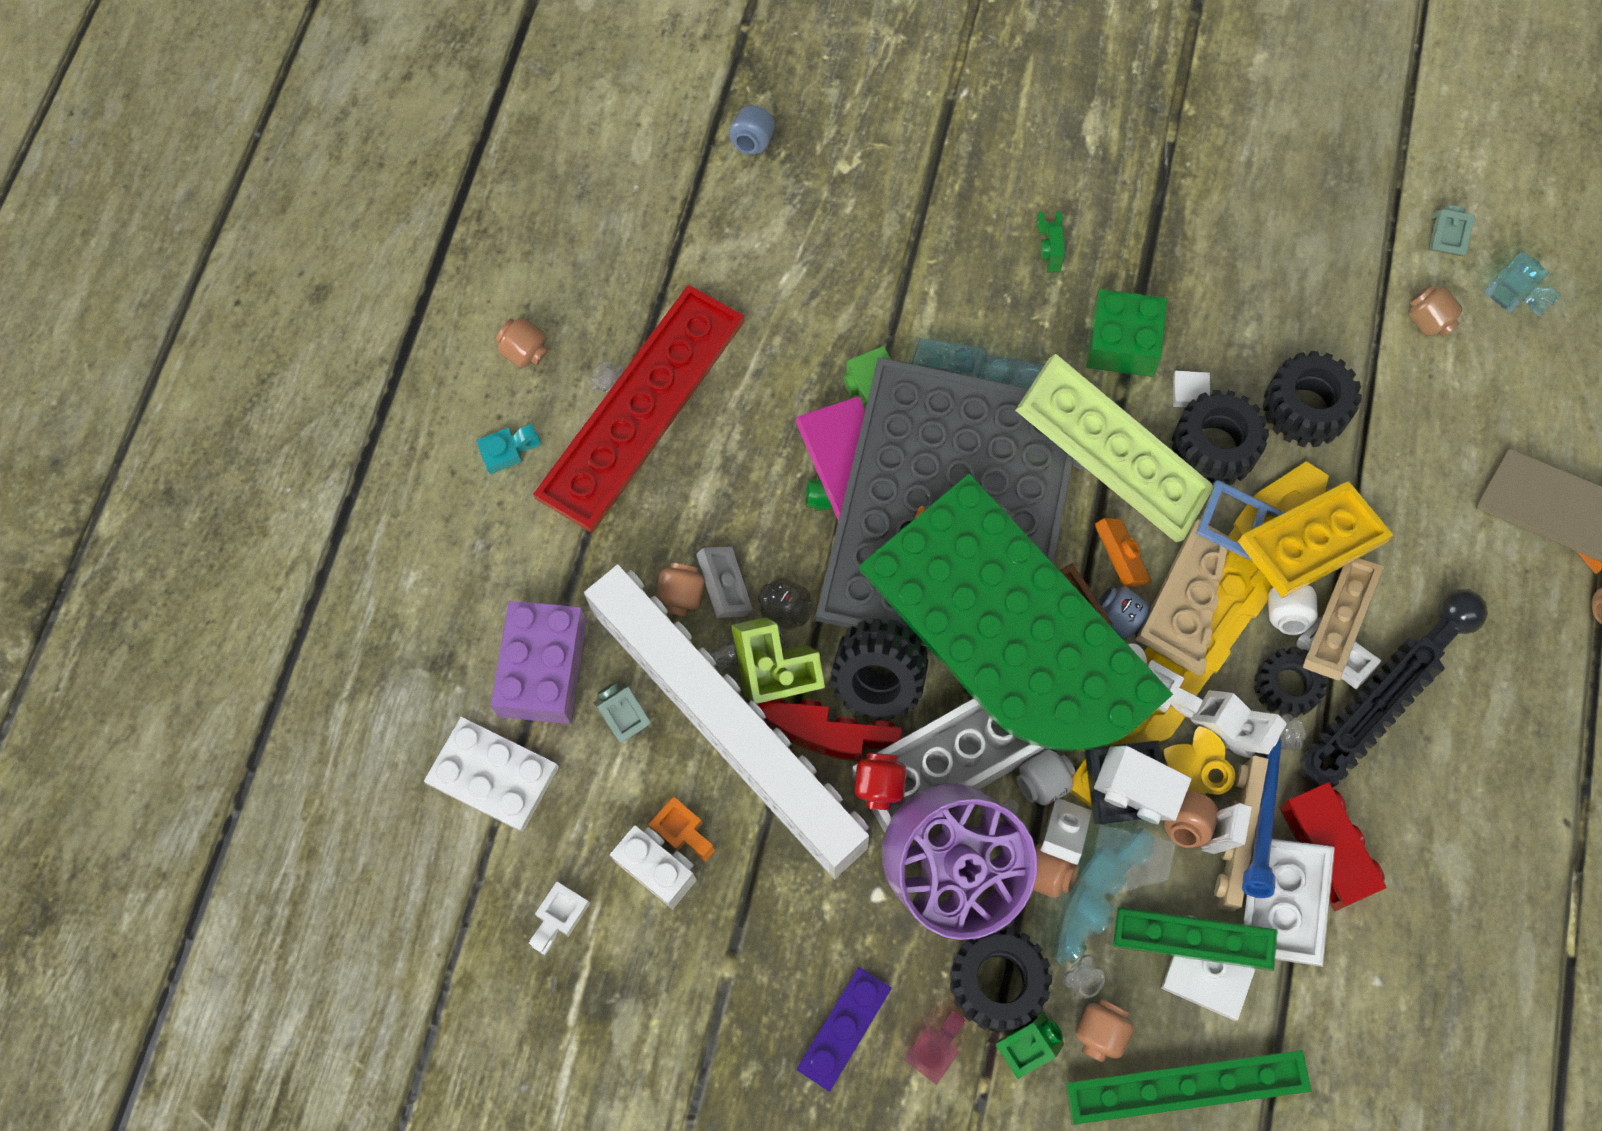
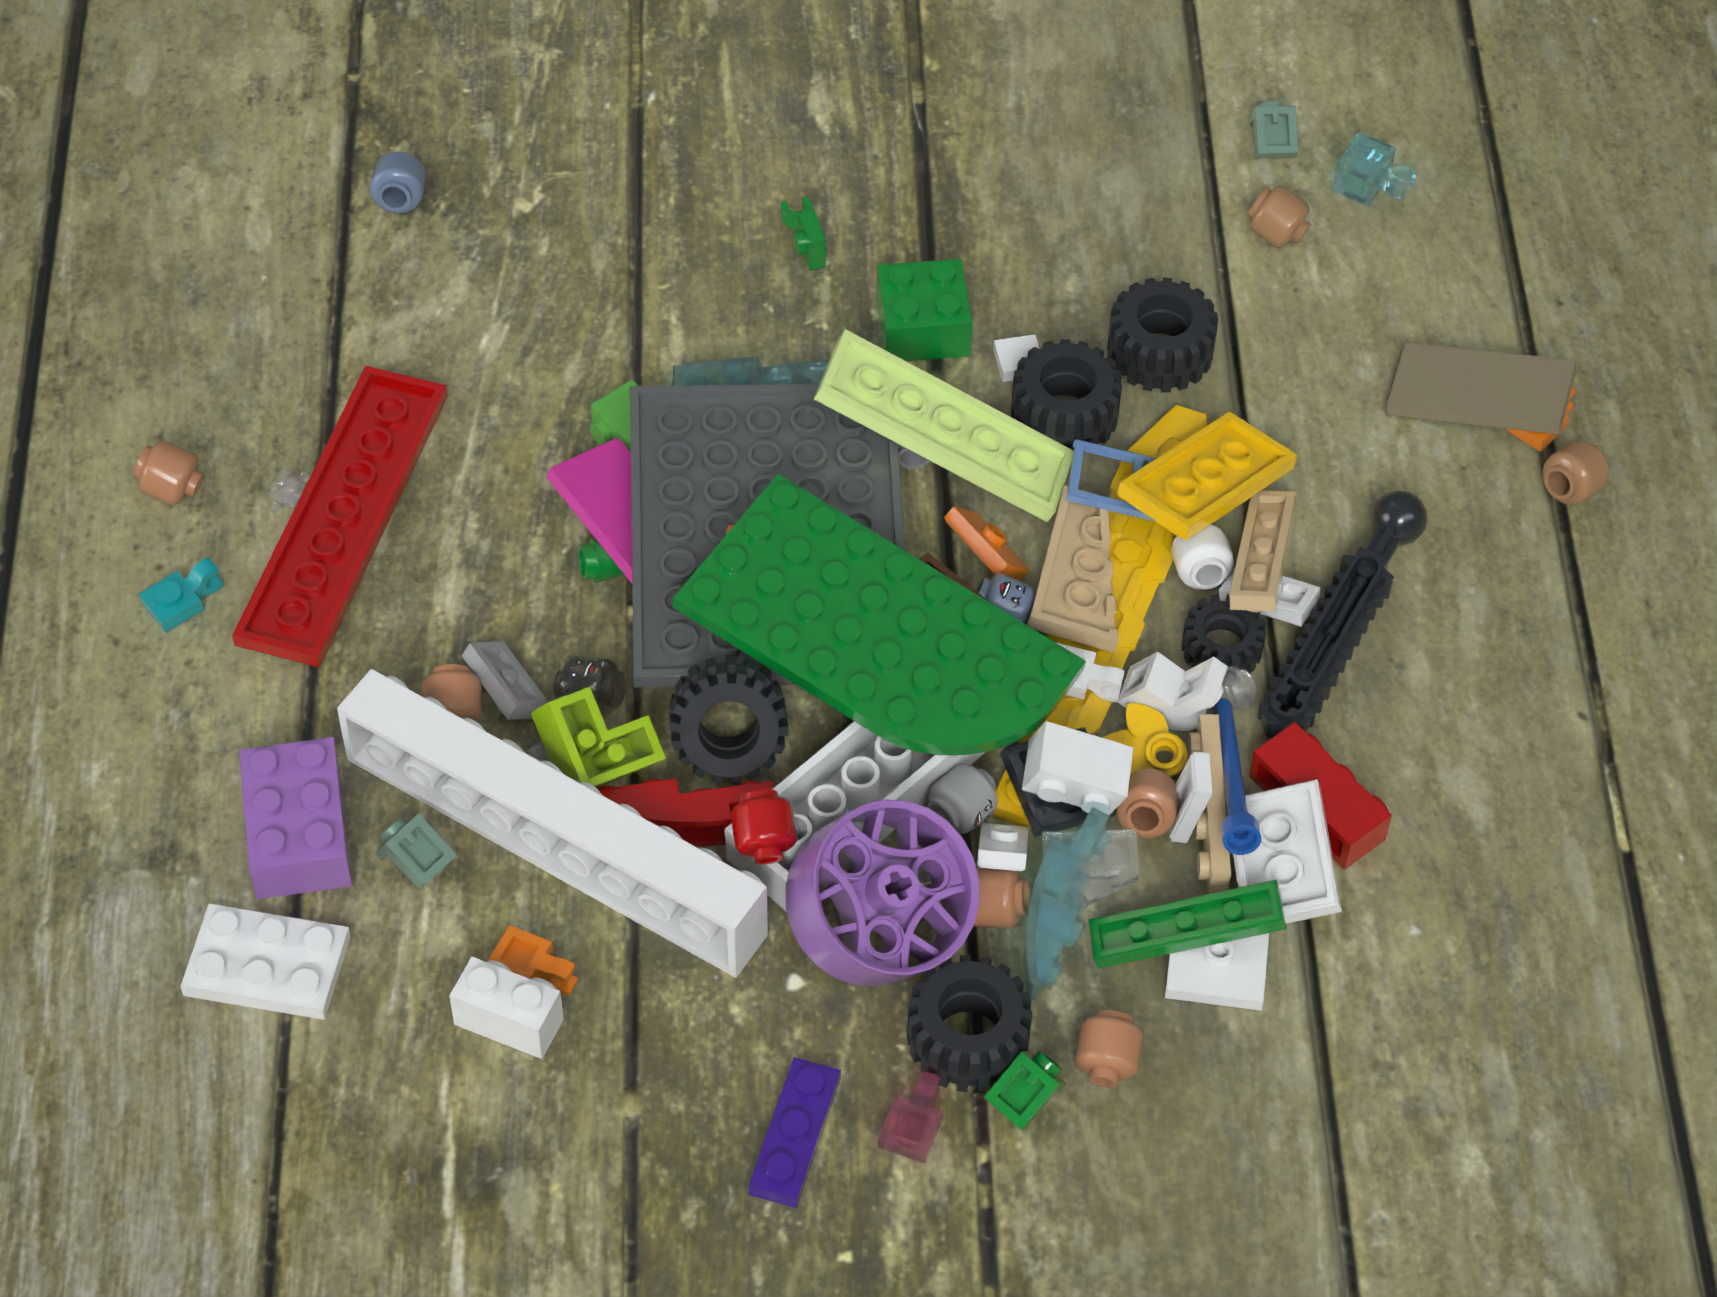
camera: 20 degrees left, 15 degrees down
(560, 913) = (399, 1089): white plate -> none
(1085, 978) = (1080, 998): clear plate -> none
(1187, 1087) = (1223, 1088): green plate -> none

